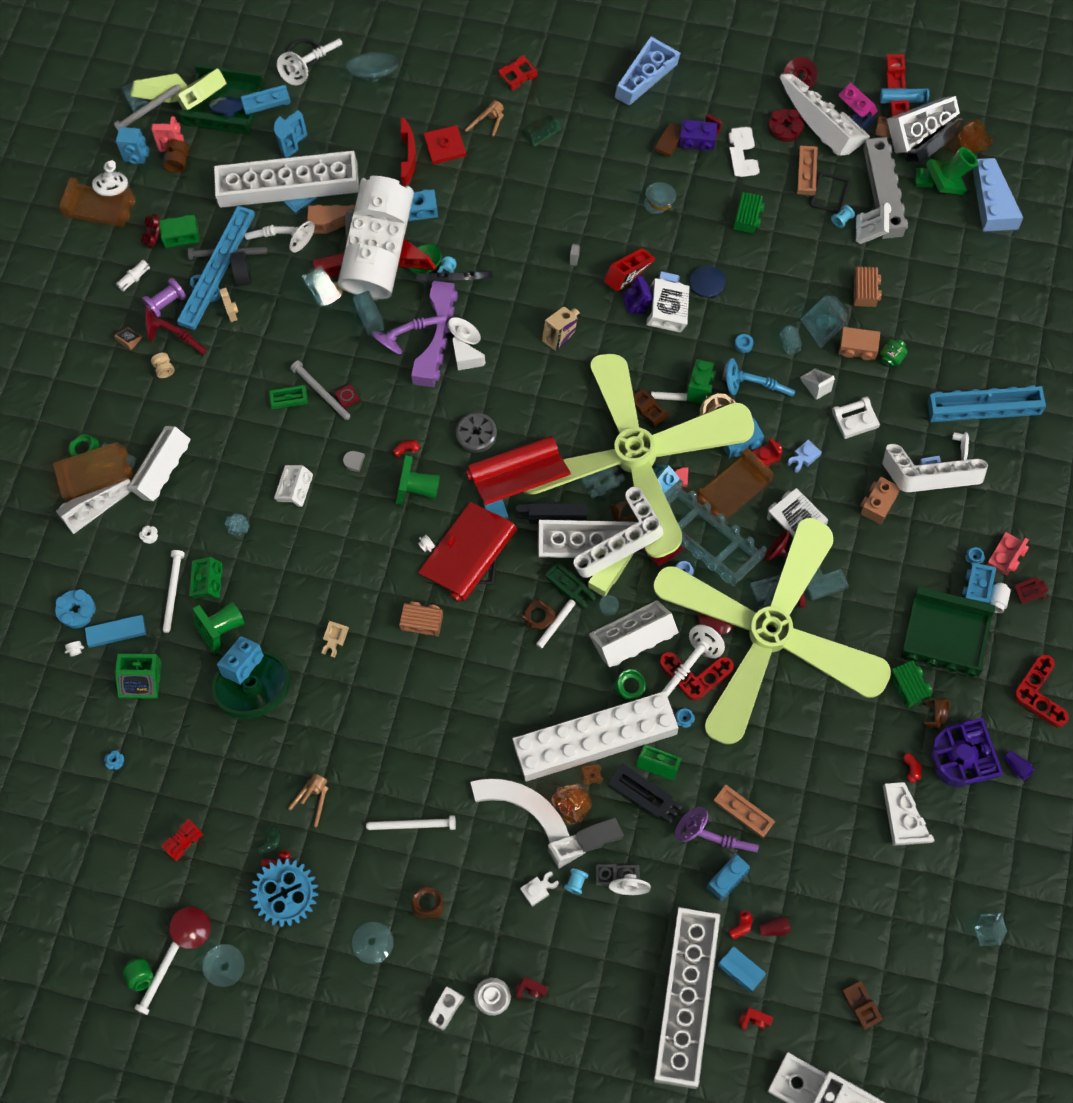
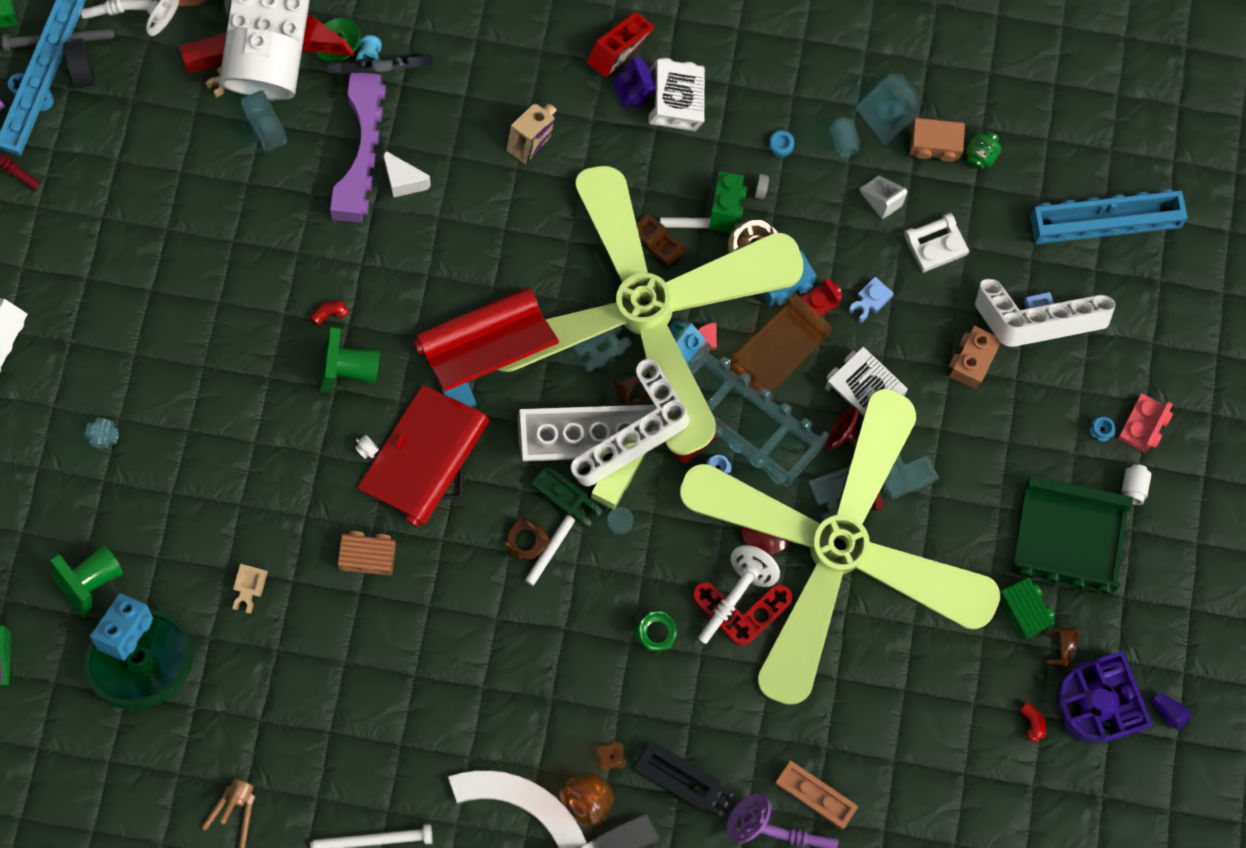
camera: 15 degrees left, 5 degrees up
(177, 555) = (21, 482): white bar -> none
(205, 578) = (63, 511): green bracket -> none
(231, 308) = (68, 119): tan plate -> none
(288, 400) = (159, 246): green tile -> none
(293, 484) = (176, 372): white bracket -> none
(297, 367) = (169, 203): light grey bar -> none
(321, 286) = (195, 85): clear light blue brick -> none
(347, 396) = (242, 241): dark red tile -> none
(353, 460) = (257, 333): light grey tile -> none
(389, 338) = (295, 159): medium lavender dish -> none
(464, 330) = (398, 141): white dish -> none
(478, 422) = (424, 271): dark grey wheel -> none
(538, 512) = (537, 396): black hinge -> none
(574, 254) = (544, 25): light grey tile -> none
(595, 736) = (613, 704): white brick -> none
(634, 633) = (656, 558): white slope -> none
(658, 762) = (699, 734): green slope -> none
(669, 277) = (676, 55): light blue plate -> none
(684, 713) = (738, 671): dark azure plate -> none
(707, 281) = (727, 57): dark blue dish -> none
(735, 377) = (775, 193): dark azure dish -> none
(866, 286) = (942, 58): nougat brick -> none
(903, 817) = (1026, 793): white wing -> none
(964, 438) = (1082, 276): white bar -> none
(980, 583) = (1111, 467): dark azure bracket -> none
(1031, 590) = (1178, 471): dark red bracket -> none
(1032, 691) = (1185, 608): red beam -> none

